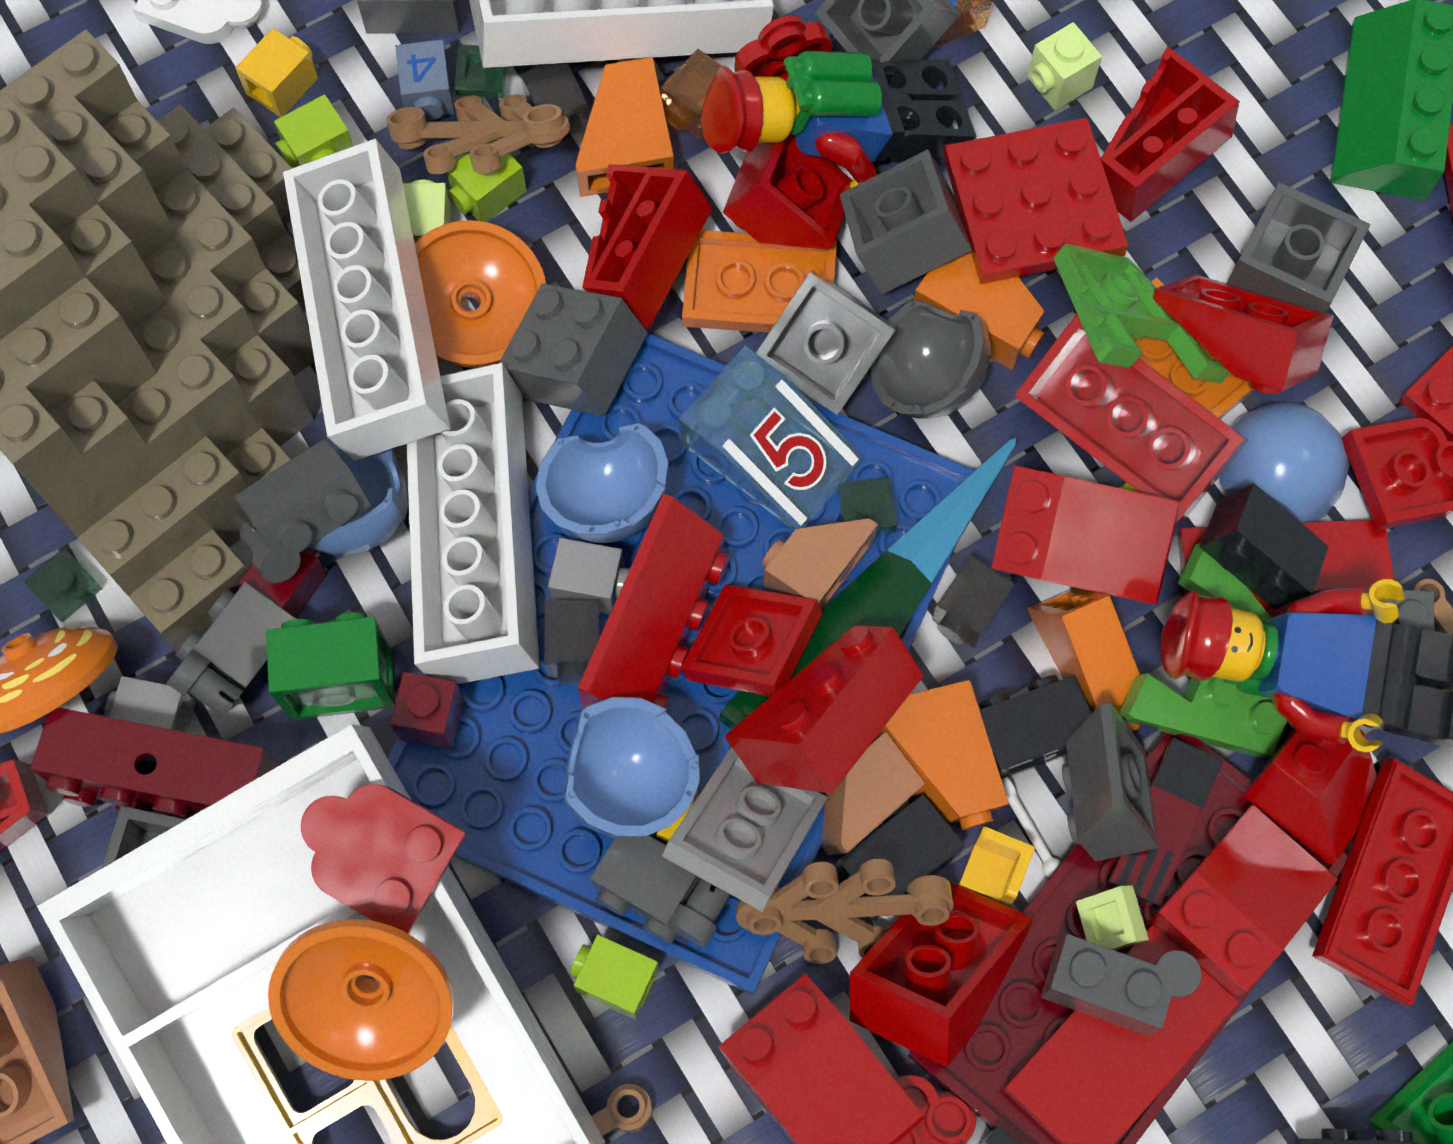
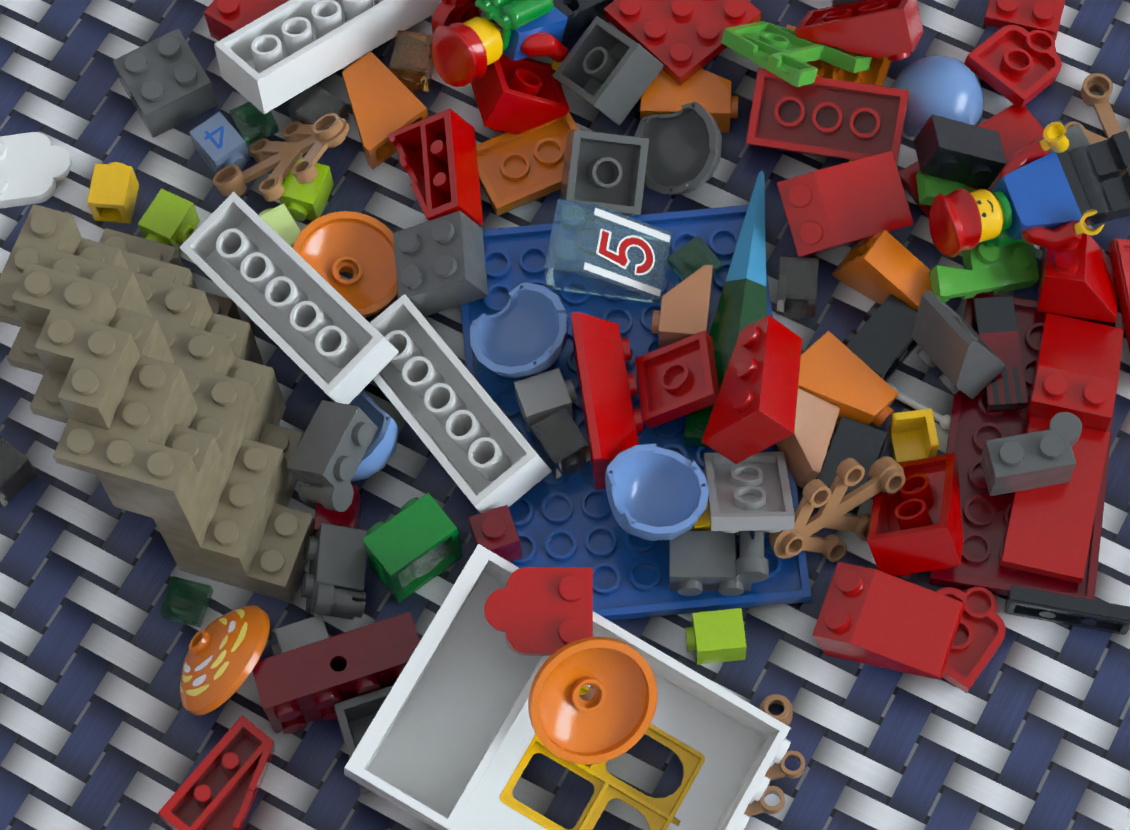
camera: 25 degrees left, 5 degrees down
(1113, 918) = (1004, 421): yellowish green plate -> none

